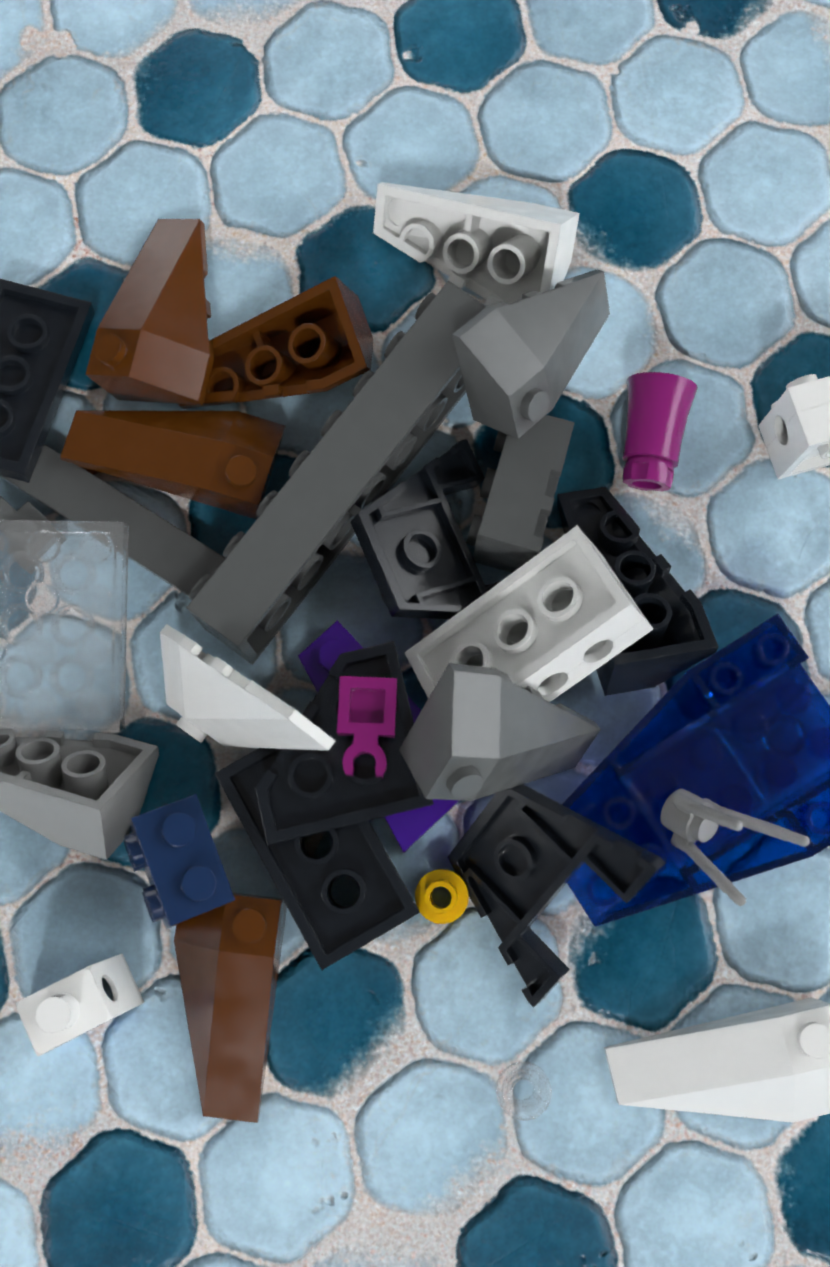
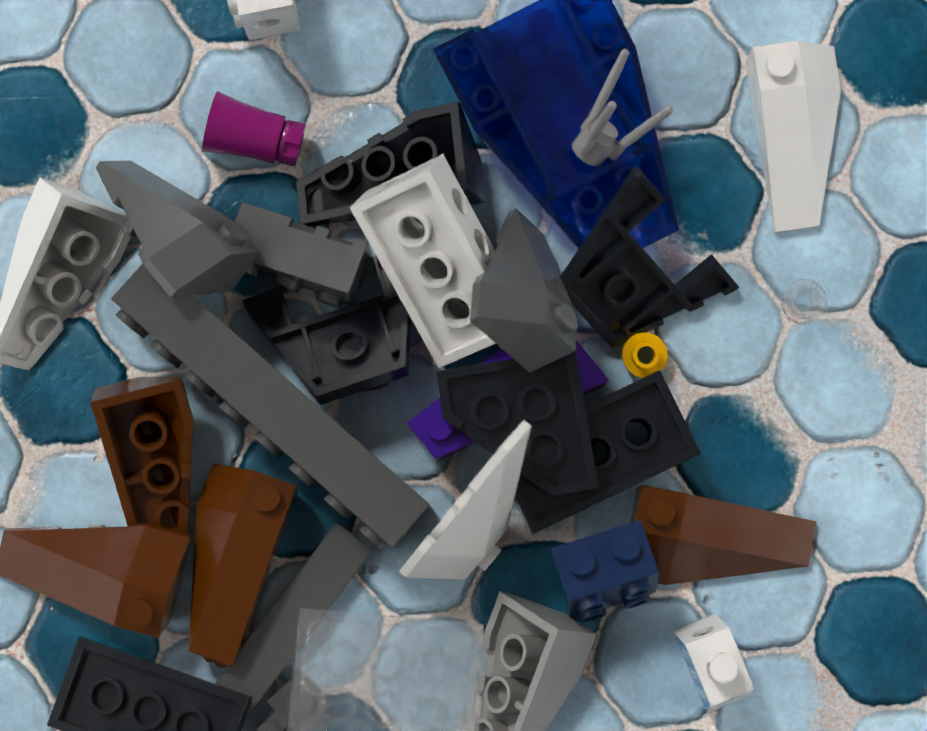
camera: 85 degrees left, 5 degrees up
(366, 713) = (497, 396): magenta plate -> none

